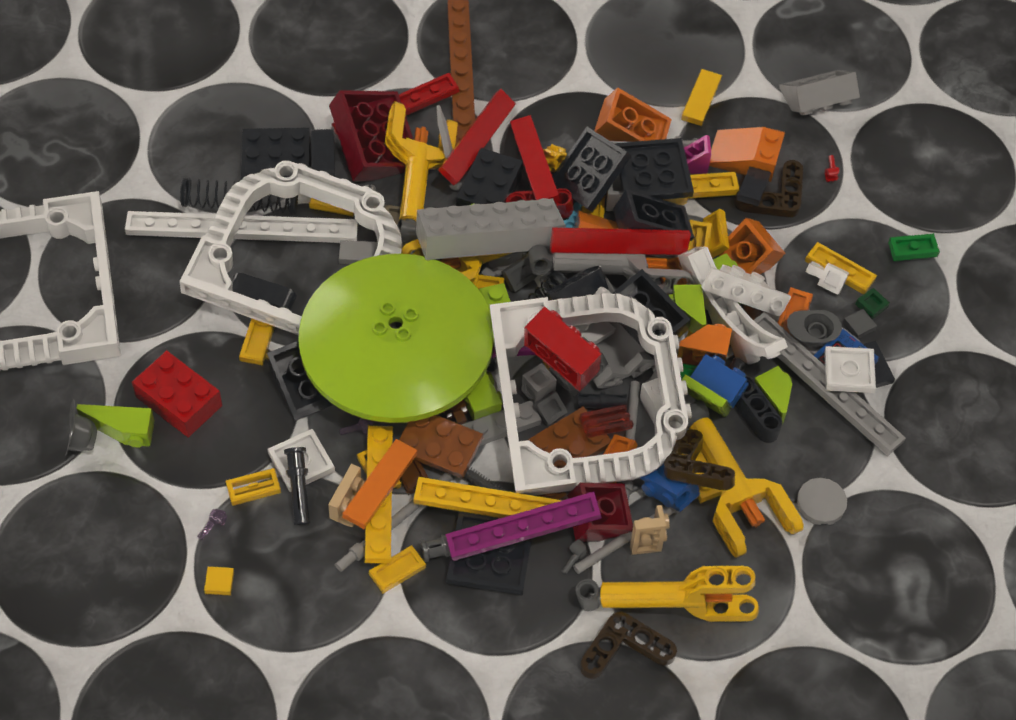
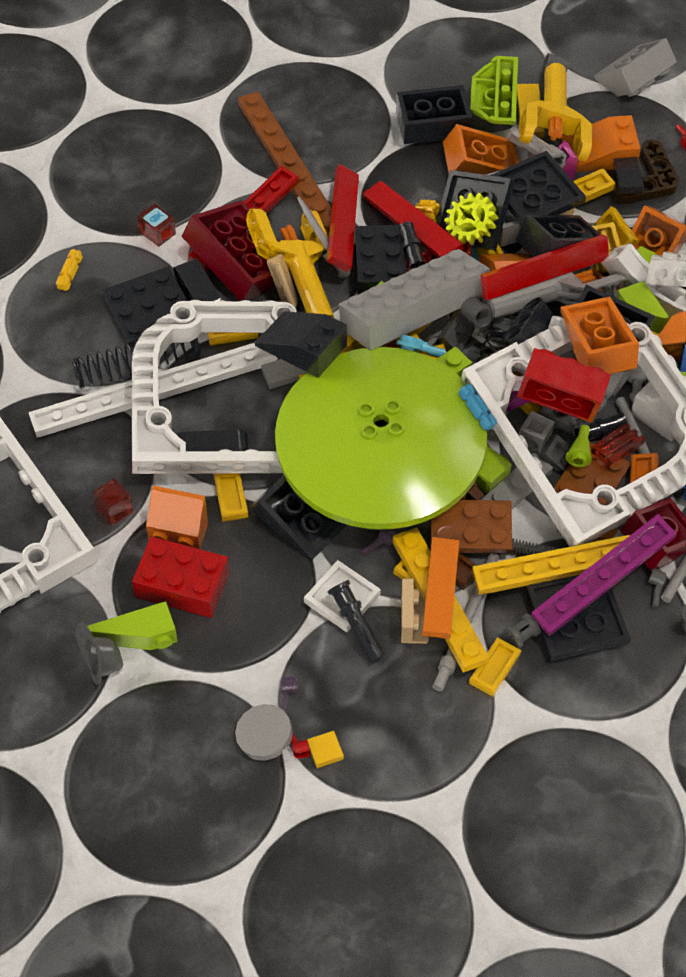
camera: 20 degrees left, 0 degrees up
(156, 310) = (113, 501): none -> clear red brick
(176, 546) = (264, 732): none -> light grey tile
(198, 344) = (177, 516): none -> orange slope
(199, 572) = (300, 748): none -> red hand
(226, 102) = (69, 269): none -> yellow axle
(254, 490) = (311, 650): yellow tile -> none
(317, 88) = (156, 225): none -> clear red brick
(373, 232) = (305, 340): none -> black slope
(395, 173) = (283, 280): none -> tan slope
(466, 267) = (413, 344): none -> medium azure plate
(487, 341) = (477, 407): none -> dark azure axle
(518, 180) = (411, 244): none -> black pin
(567, 413) = (579, 453): none -> lime cone
(579, 176) = (475, 208): none -> neon yellow gear
(604, 68) = (431, 113): none -> black brick
(620, 318) = (601, 335): none -> orange slope
(675, 70) = (496, 91): none -> lime wedge
(678, 124) = (537, 146): none -> light grey axle
(714, 108) = (554, 112): none -> yellow piece

